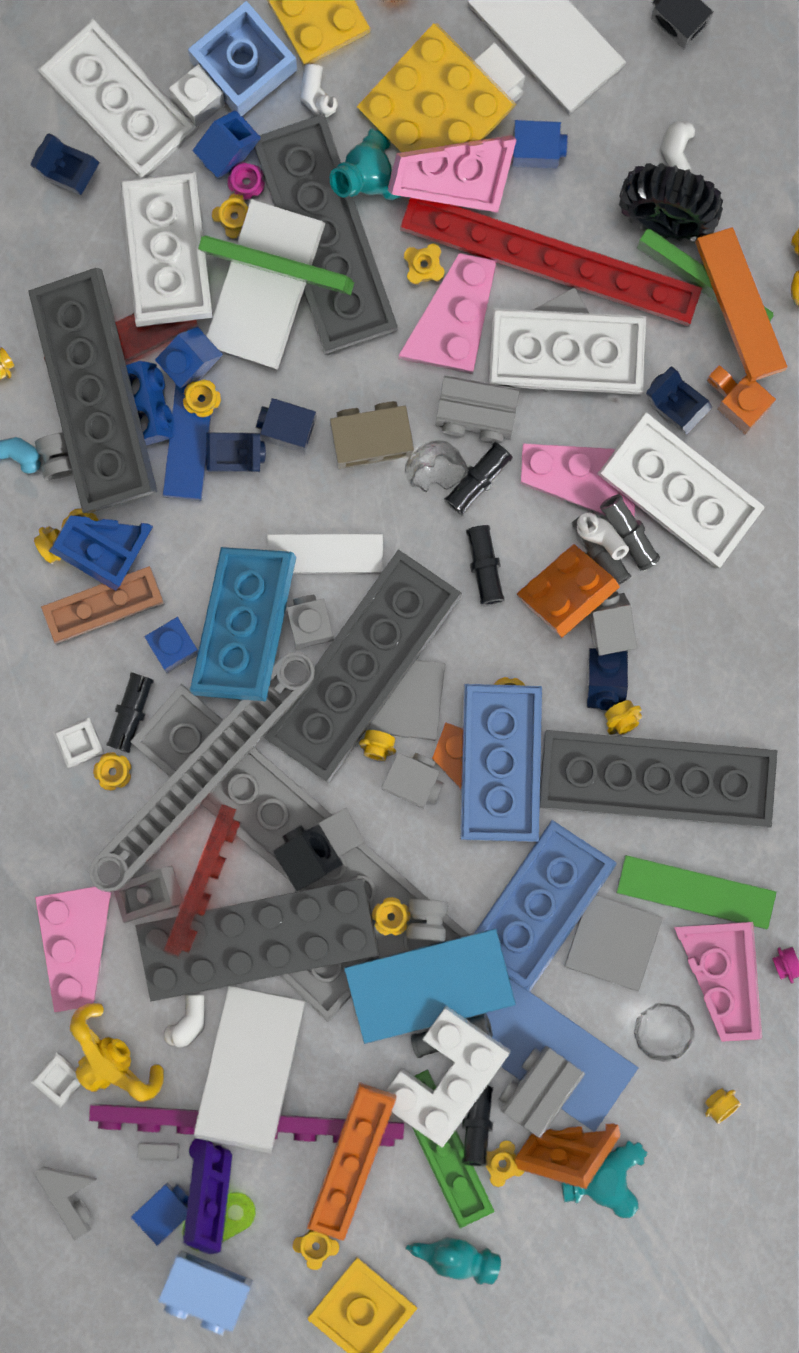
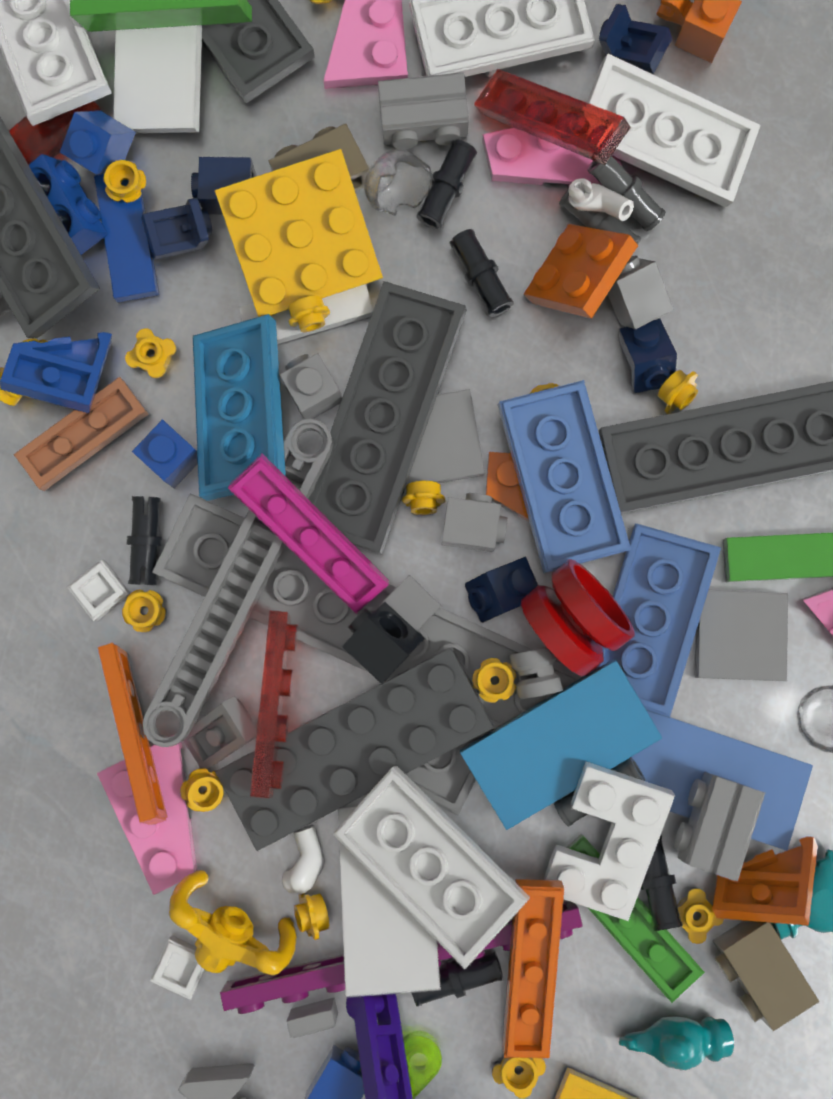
camera: 10 degrees left, 0 degrees up
(77, 872) = (133, 740): none -> orange tile
(126, 944) = (202, 801): none -> yellow plate
(181, 563) = (154, 365): none -> yellow plate
(181, 1067) = (311, 915): none -> yellow plate
(272, 750) = (308, 533): none -> dark pink tile
(288, 1155) = (457, 980): none -> black pin
(292, 1050) = (431, 866): none -> white tile
(325, 560) = (308, 313): none -> yellow plate
(338, 491) = (299, 233): none -> yellow plate
(422, 843) = (500, 589): none -> dark blue bracket
(474, 884) = (577, 618): none -> red wheel
(543, 1224) = (765, 972): none -> dark tan brick
(580, 452) = (552, 116): none -> clear red plate

